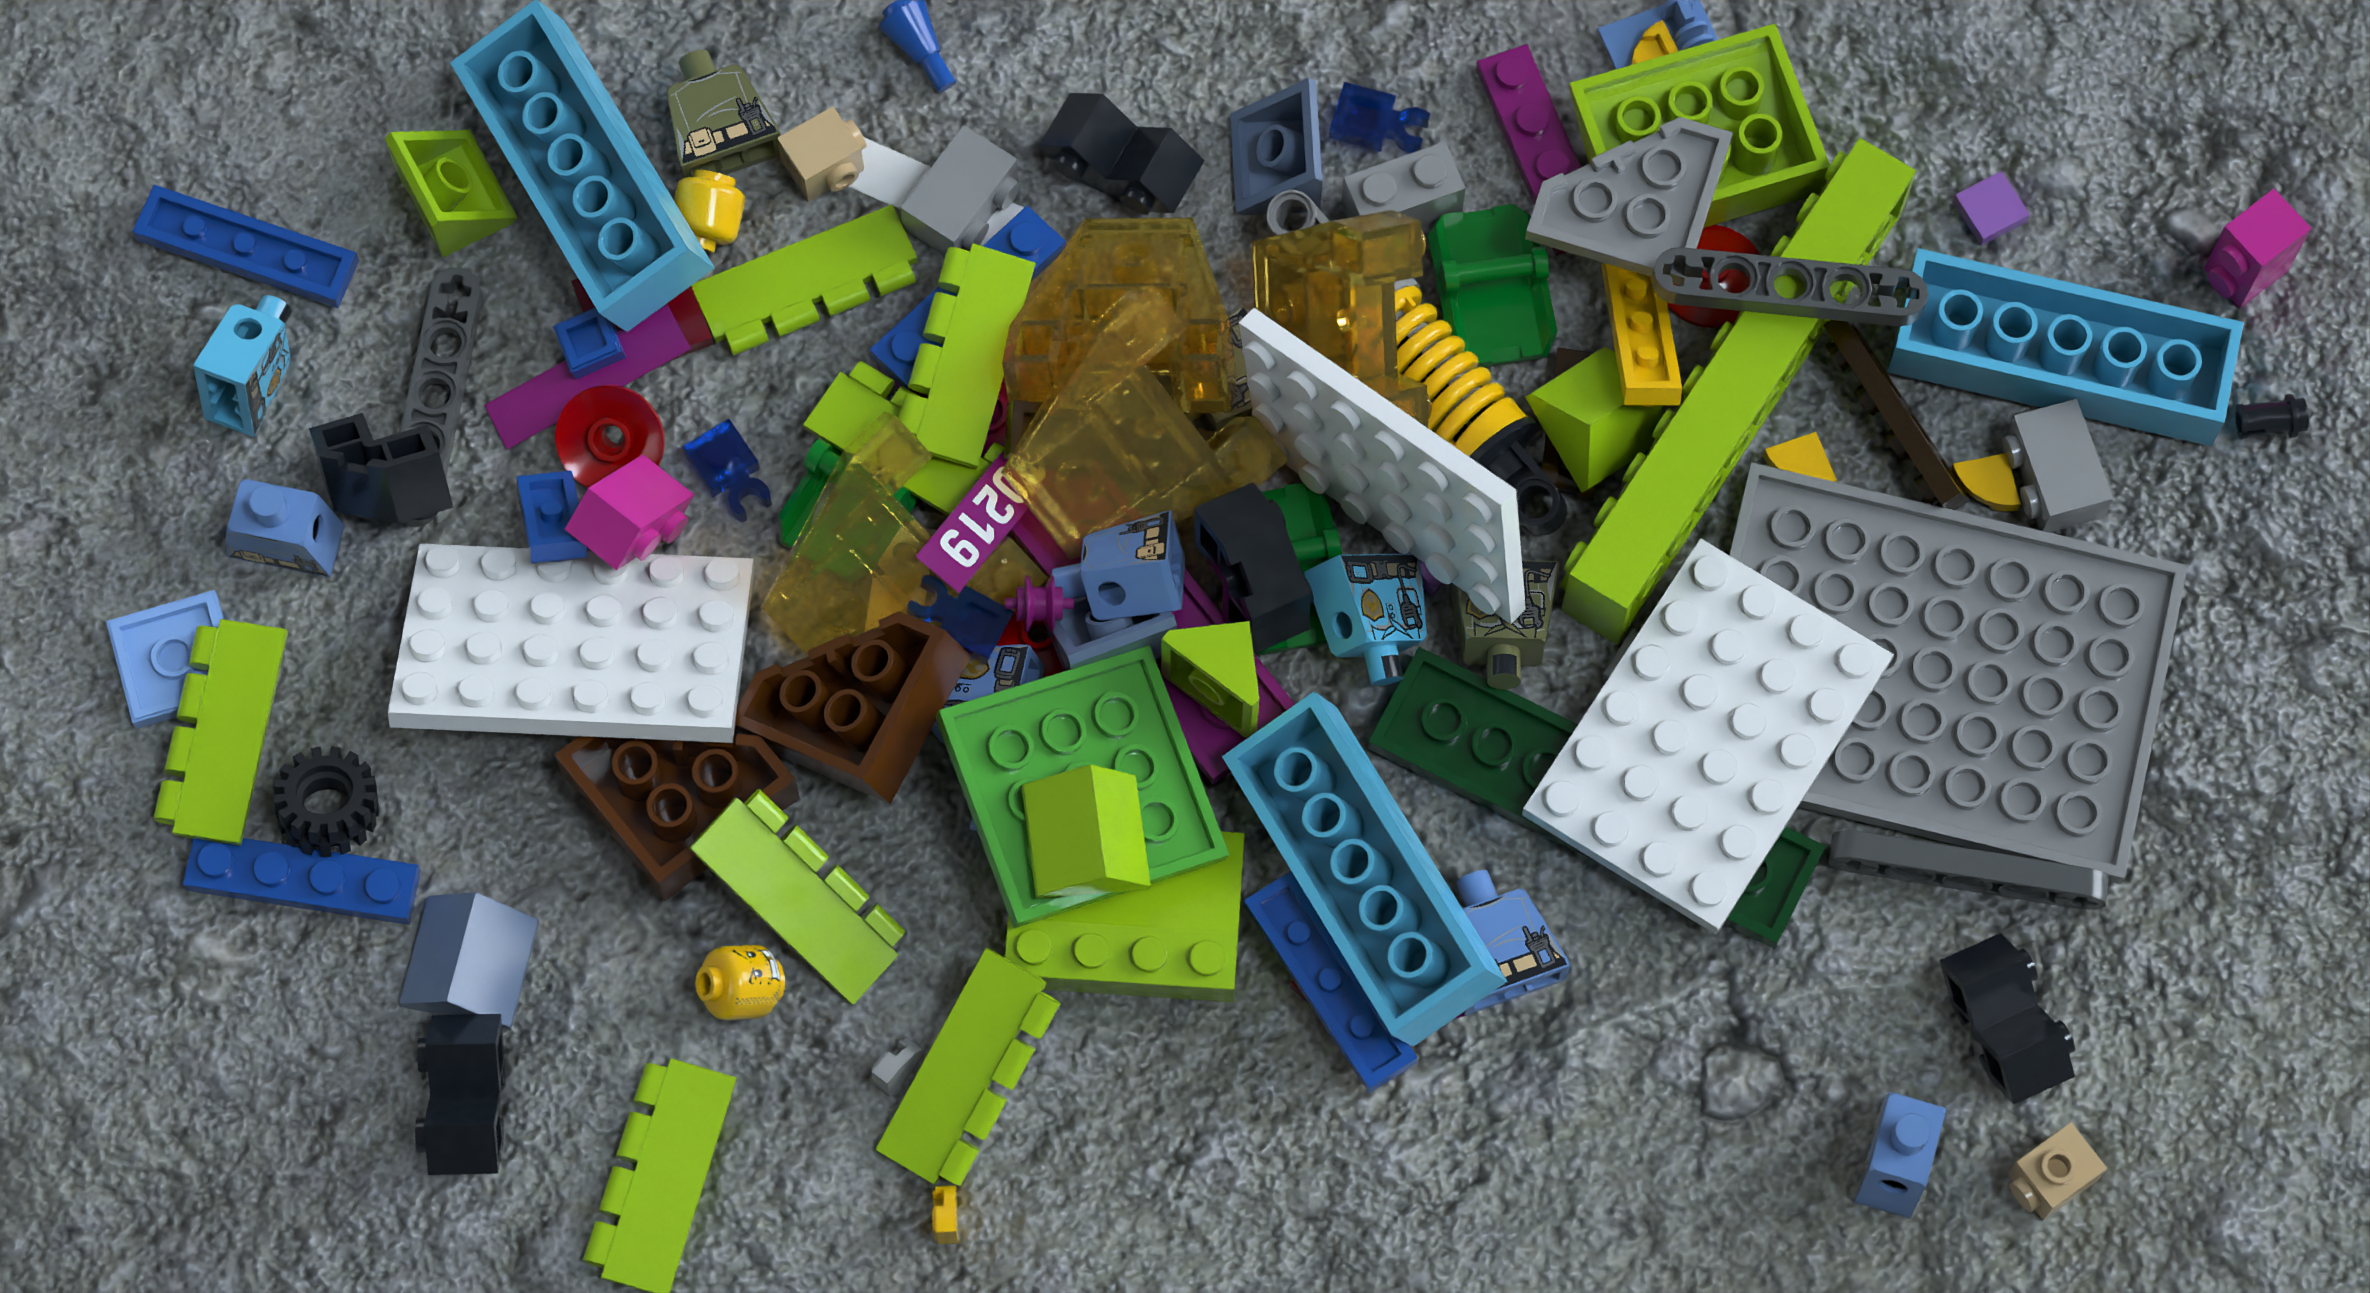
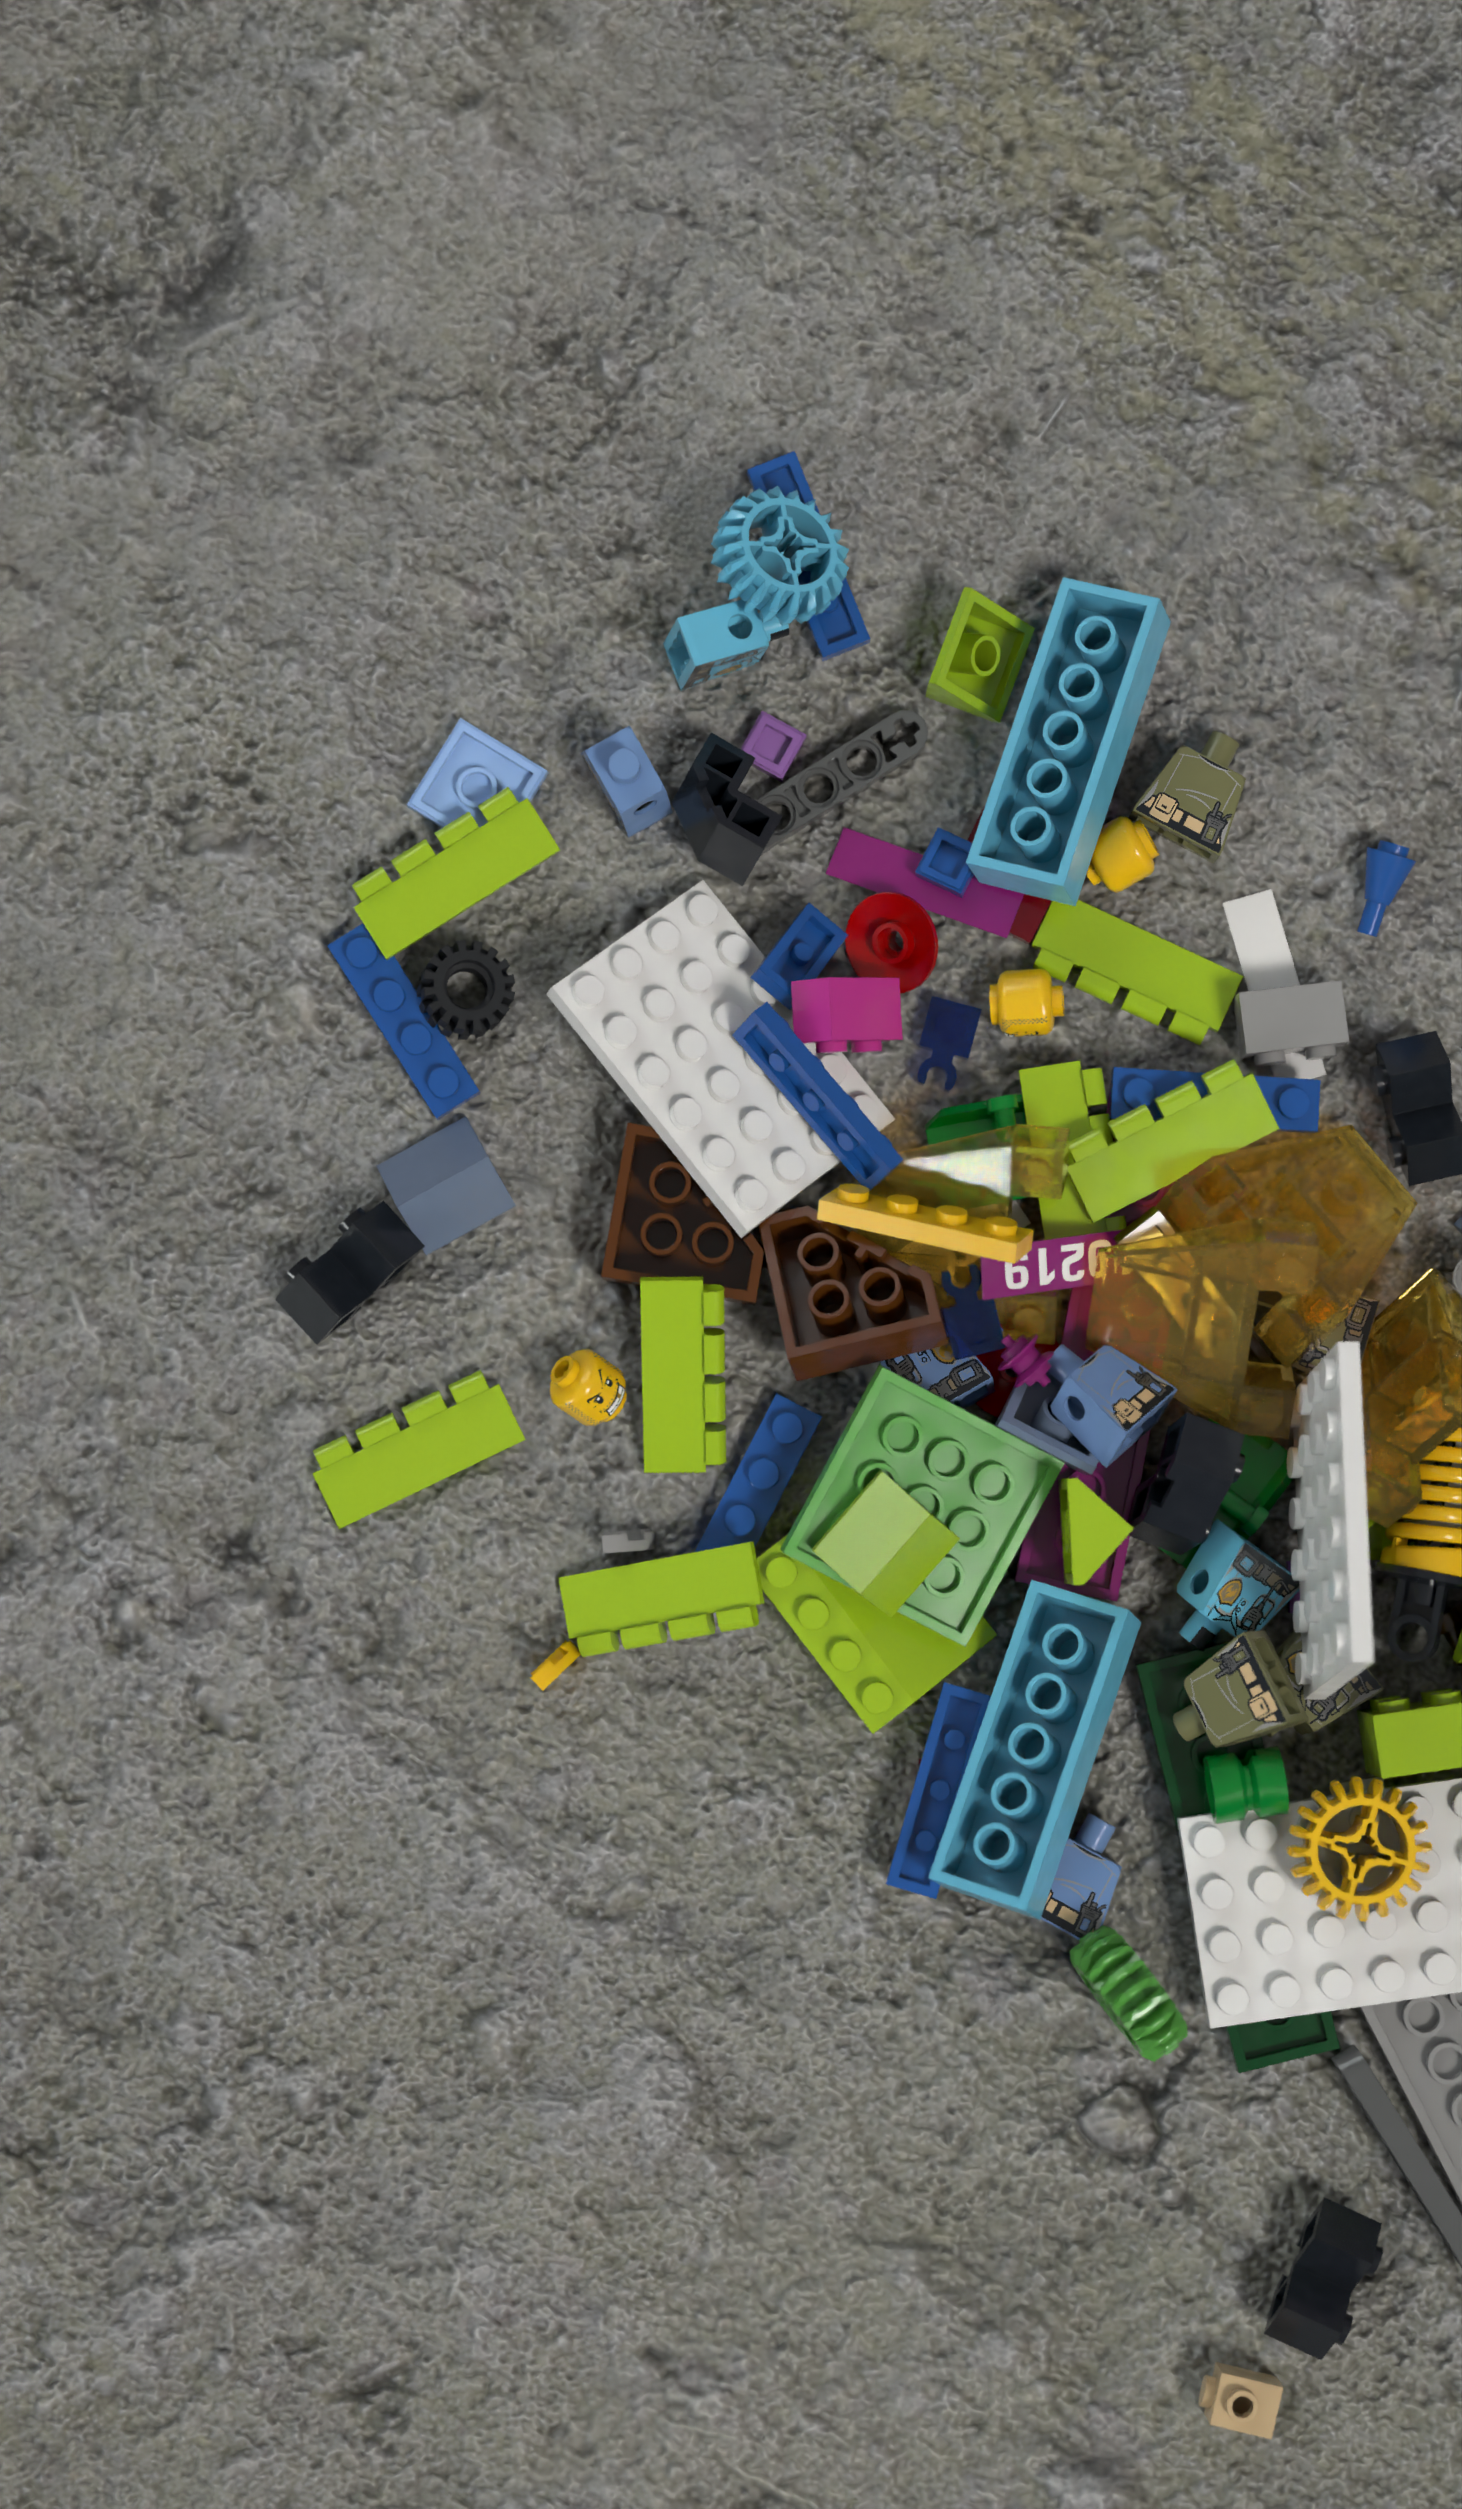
camera: 50 degrees right, 15 degrees up
(223, 253) = (768, 569): none -> medium azure gear
(368, 395) = (773, 745): none -> medium lavender tile
(675, 585) = (817, 1096): none -> blue plate
(756, 378) = (1025, 1002): none -> yellow head
(823, 153) = (1235, 897): tan brick -> none
(835, 596) = (940, 1226): none -> yellow plate
(939, 904) = (761, 1475): none -> blue plate
(1462, 670) = (1239, 1694): none -> olive torso
(1536, 735) = (1246, 1784): none -> green wheel
(1631, 964) = (1128, 1993): none -> bright green gear
(1658, 657) = (1355, 1872): none -> yellow gear
(1901, 1152) = (1163, 2283): medium blue torso -> none

